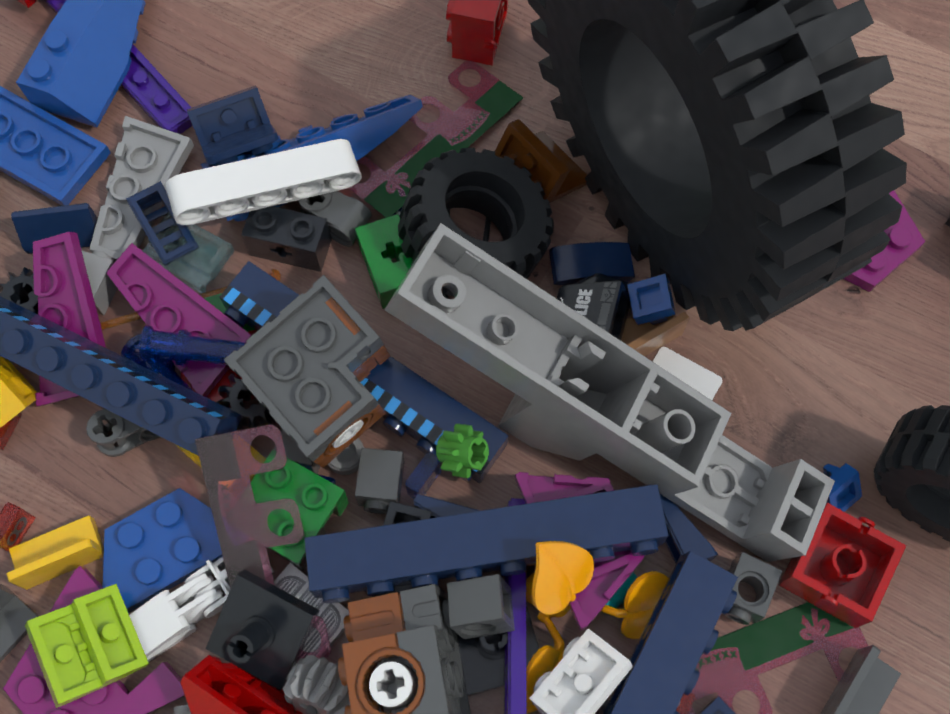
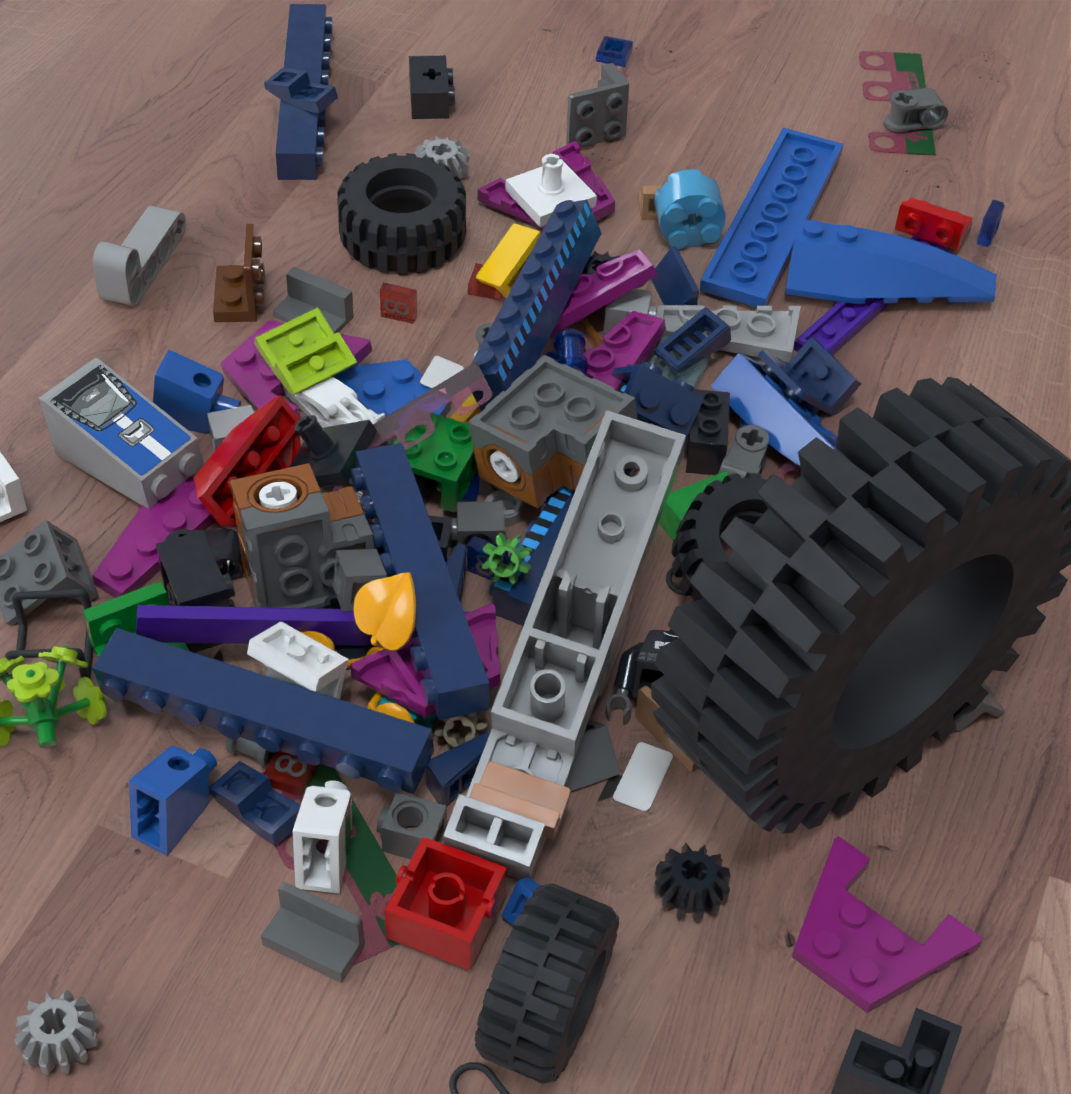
camera: 80 degrees right, 20 degrees down
(55, 553) = (386, 337): yellow panel -> none
(139, 492) = (439, 371): none -> white sticker
(262, 182) = (746, 387): white beam -> none
(263, 266) = (659, 399): none -> dark blue bracket
(751, 482) = (523, 795): none -> nougat panel
(781, 672) = (322, 815): none -> white torso
(818, 366) = (692, 882): none -> black gear

